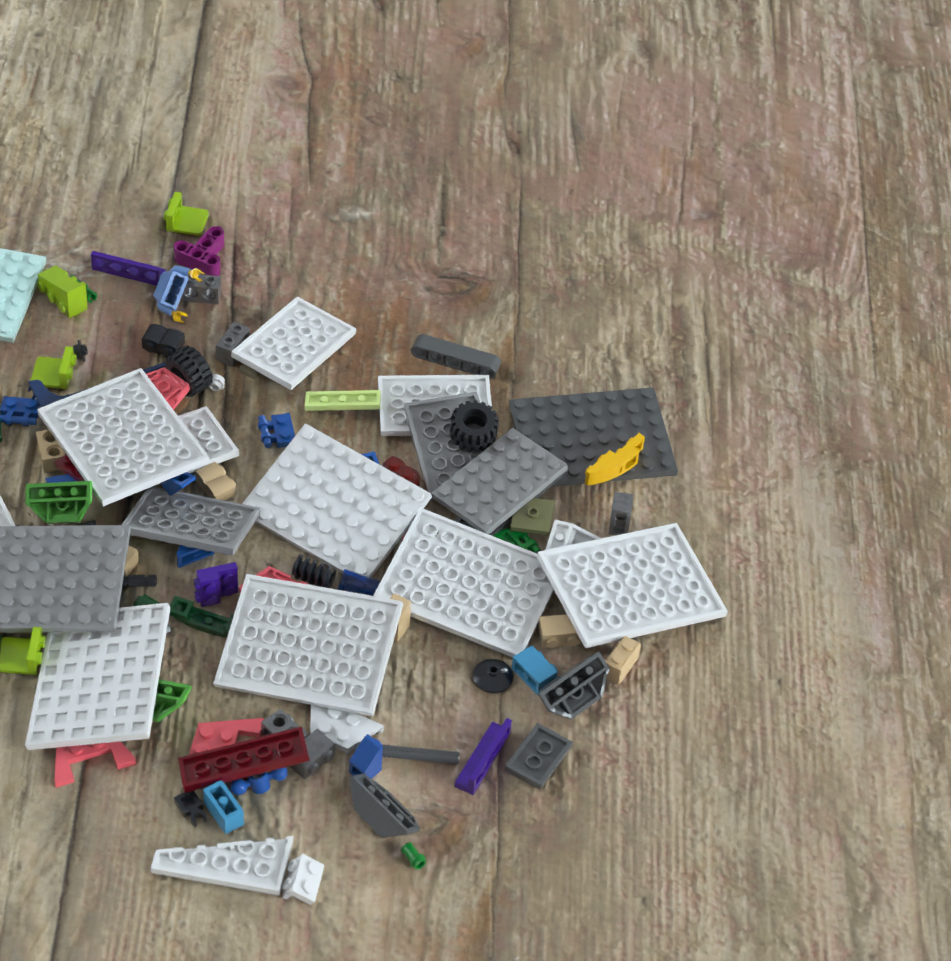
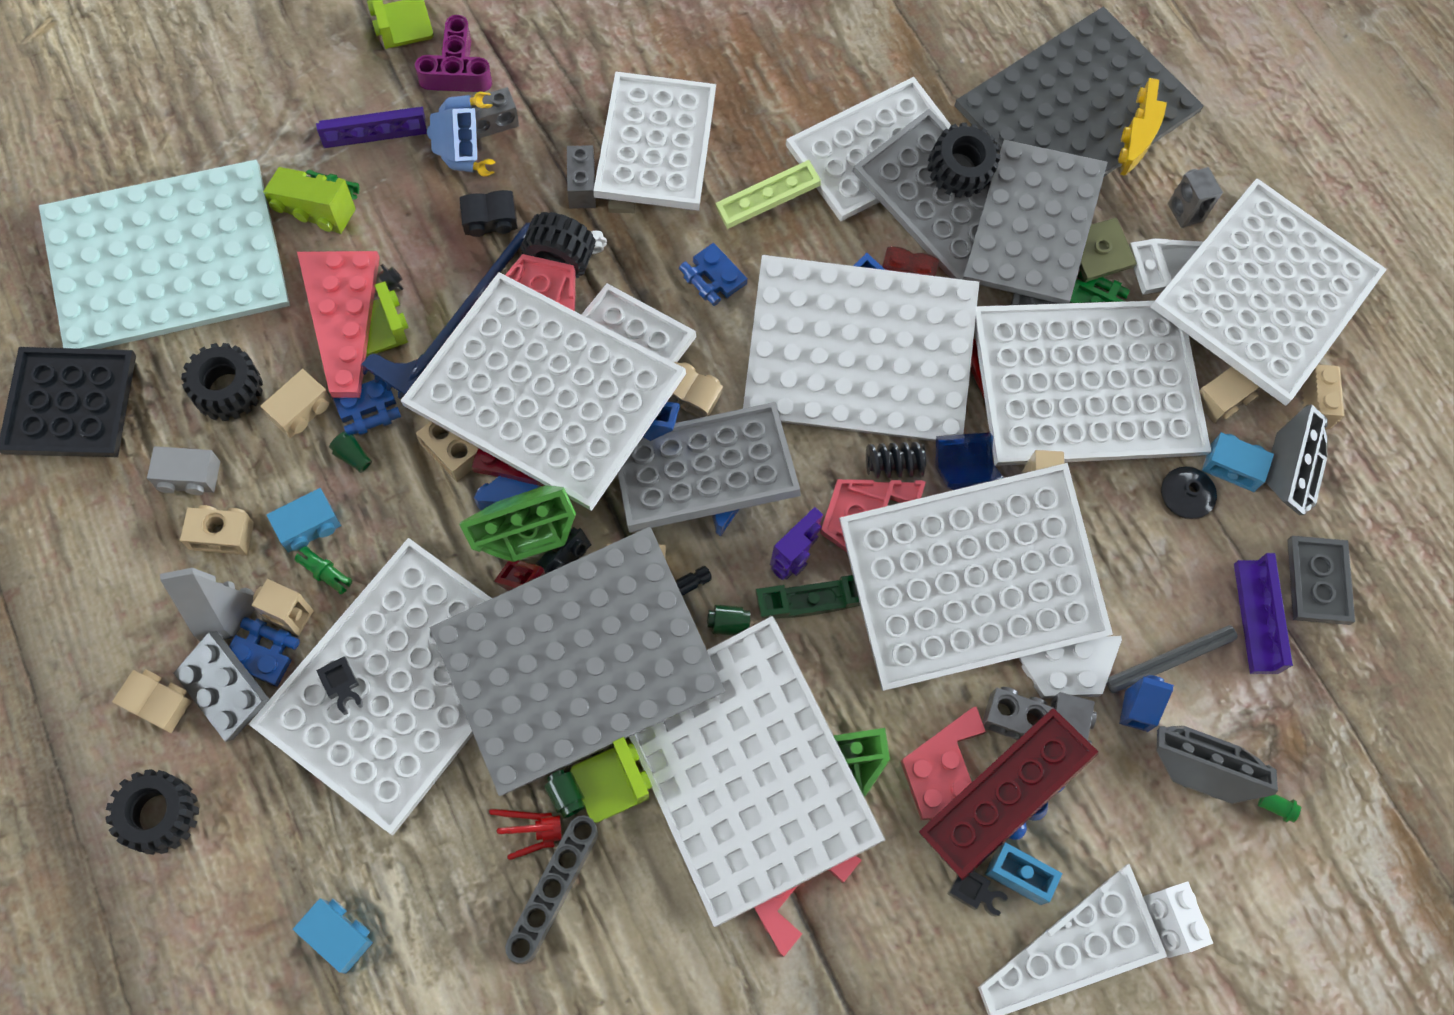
camera: 30 degrees left, 20 degrees up
(38, 355) = (341, 306): none -> coral wing
(455, 356) = (856, 68): dark grey beam -> none

